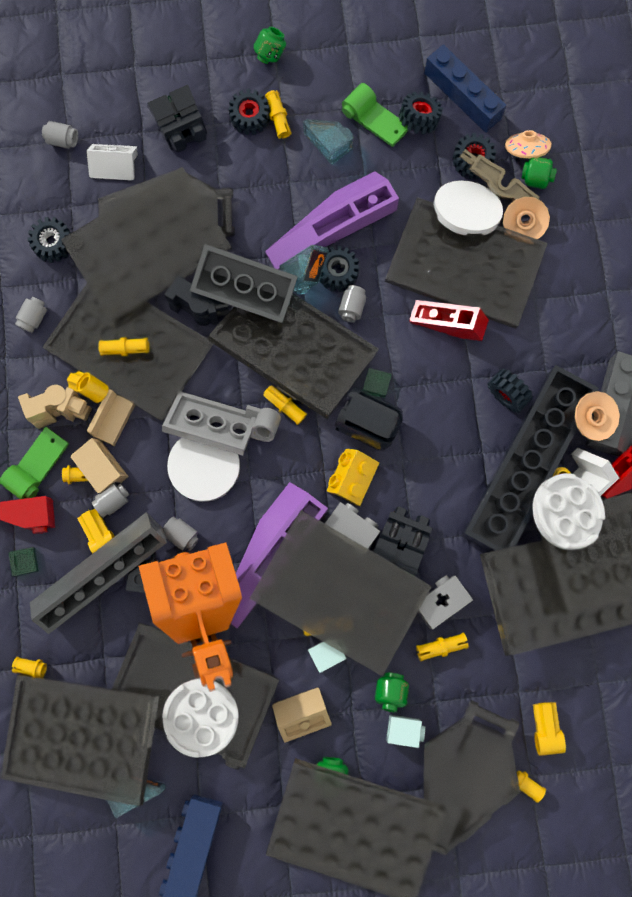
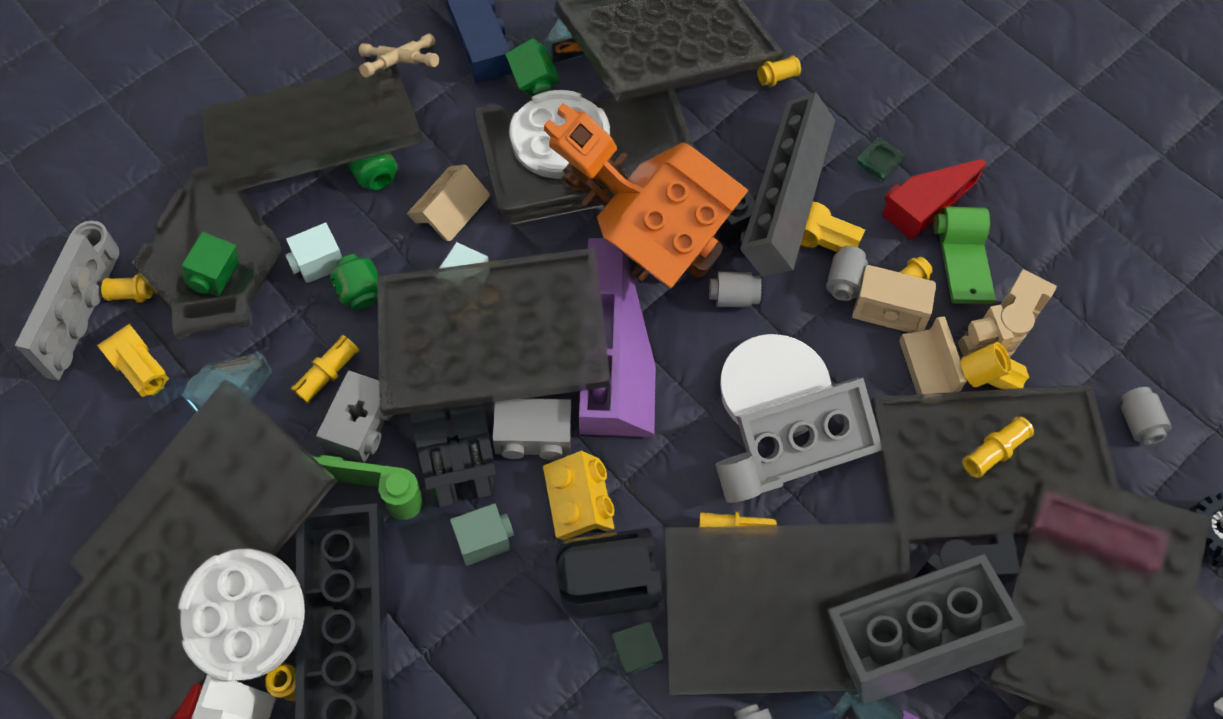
camera: 140 degrees right, 15 degrees down
(120, 268) = (1102, 532): none -> clear pink tile
(184, 776) = (532, 67): none -> green brick
(262, 853) = (389, 56): none -> tan piece
(416, 488) = (482, 534): none -> sand green brick
(444, 541) = (396, 485): none -> bright green door
(474, 760) = (210, 264): none -> green brick
(505, 671) = (245, 372): none -> clear light blue slope
(565, 797) = (68, 299): none -> light grey hinge

